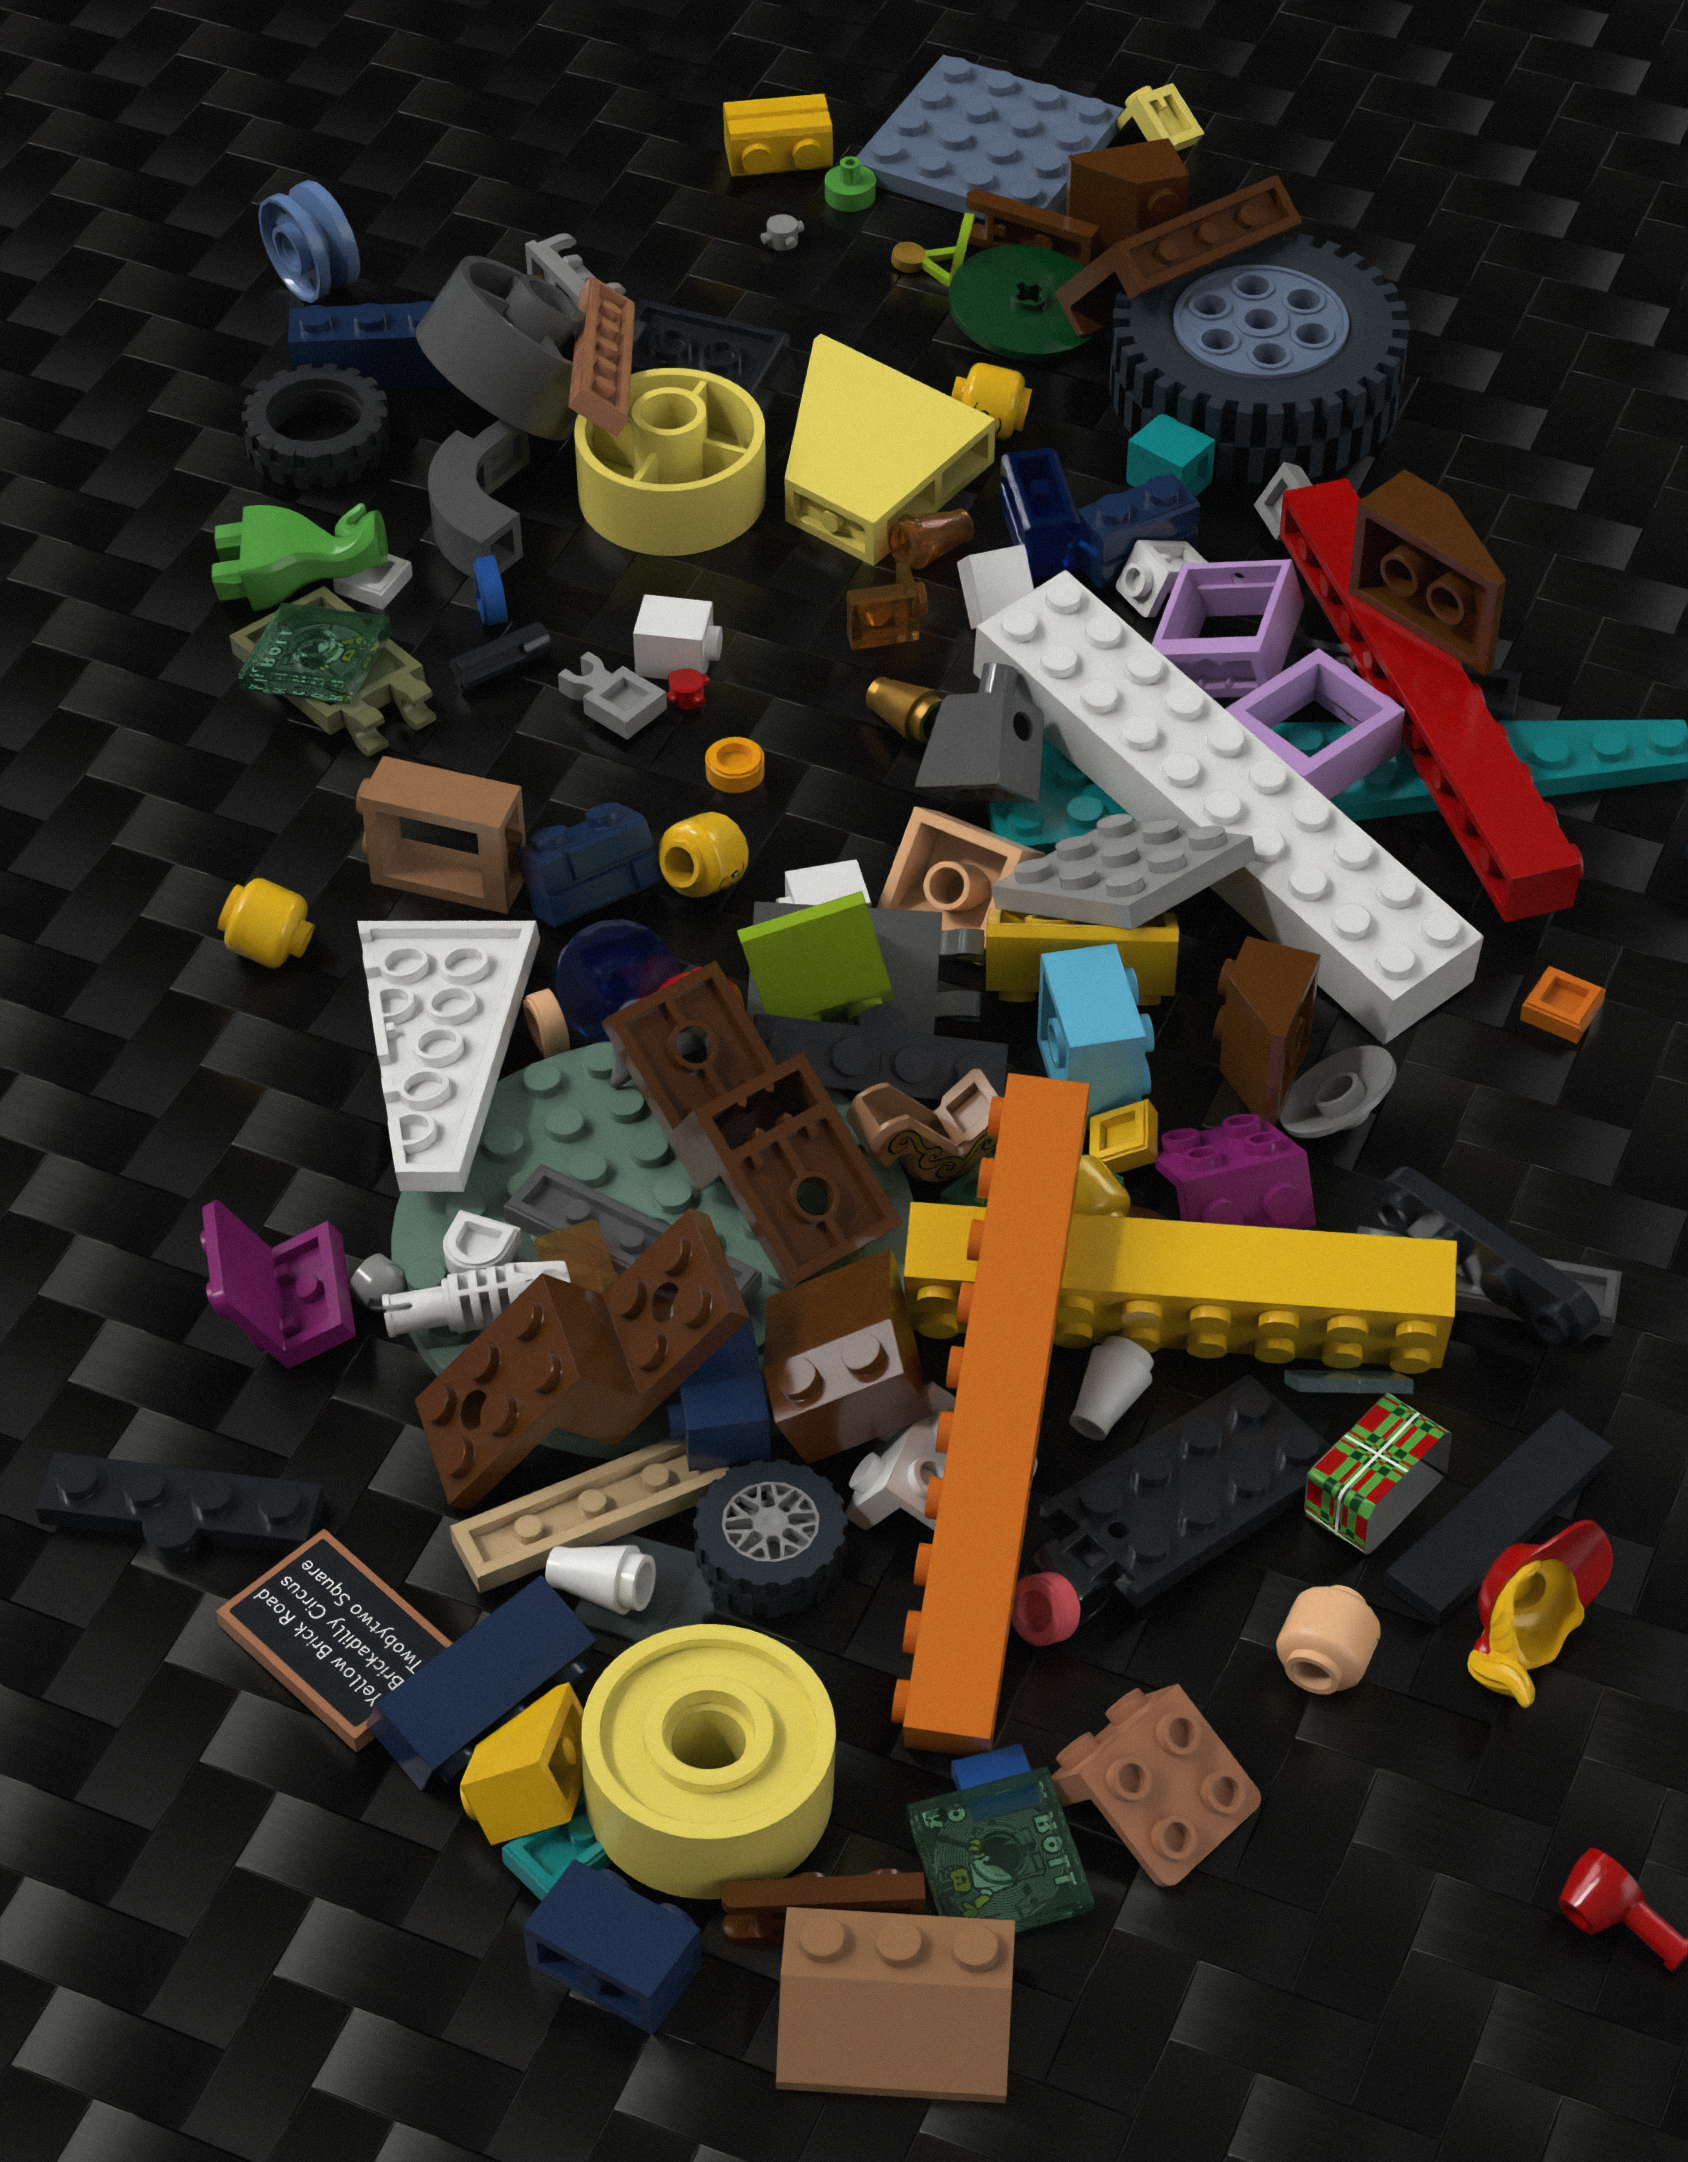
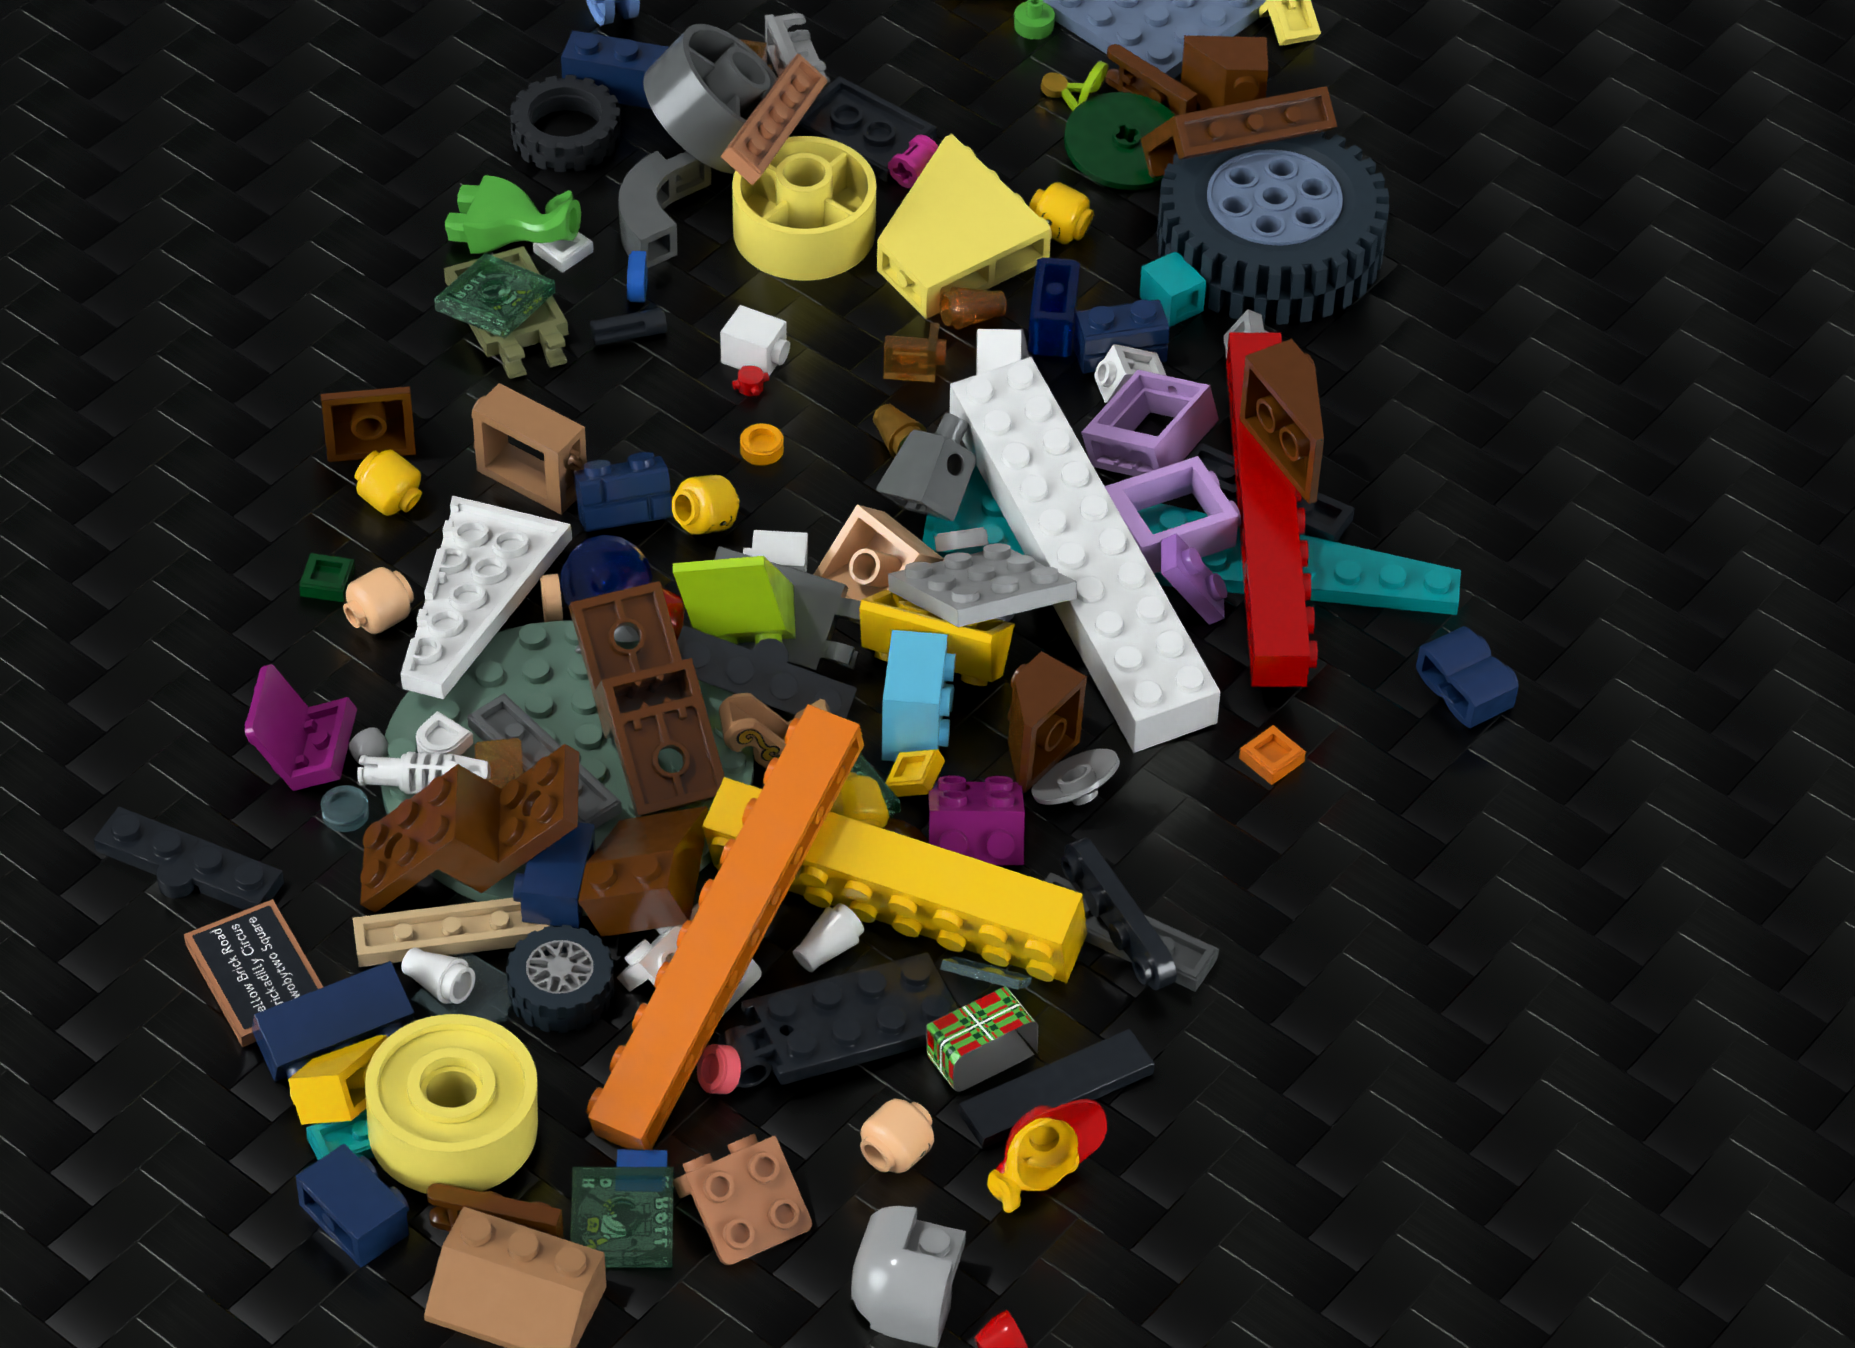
camera: 15 degrees right, 0 degrees up
(209, 851) = (368, 422): none -> reddish brown slope
(226, 1068) = (327, 577): none -> dark green tile
(313, 1081) = (378, 600): none -> light nougat head
(372, 1375) = (344, 808): none -> clear light blue tile
(615, 700) = (694, 377): light grey plate -> none
(778, 385) = (909, 165): none -> dark pink bush
(782, 232) = (968, 44): light grey piece -> none
(1059, 822) = (961, 539): none -> light grey tile
(1367, 797) = (1193, 579): none -> medium lavender plate
(1431, 1834) = (906, 1275): none -> light grey brick

